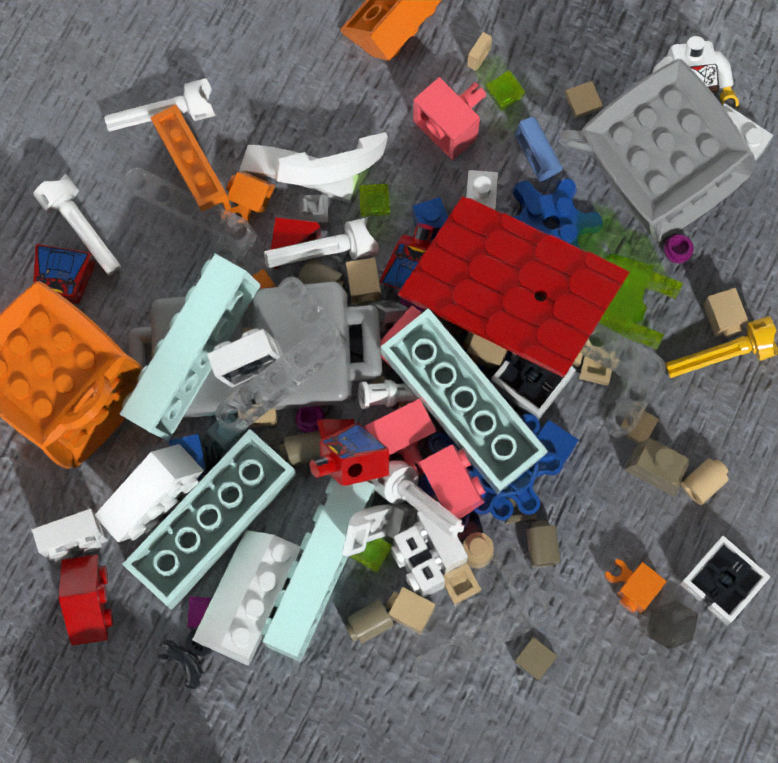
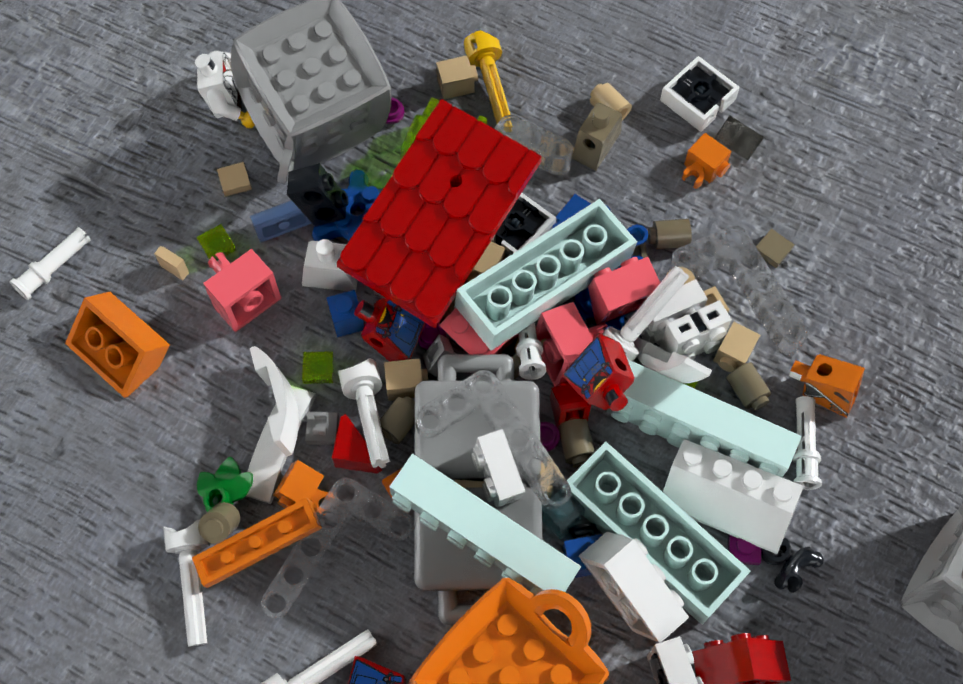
camera: 90 degrees left, 10 degrees down
(209, 124) = (219, 522): none -> dark tan brick
(251, 127) = (225, 484): none -> green plate
(296, 678) = (806, 455): none -> white pin
(367, 710) = (830, 382): none -> orange torso
(549, 175) = (317, 194): none -> black brick

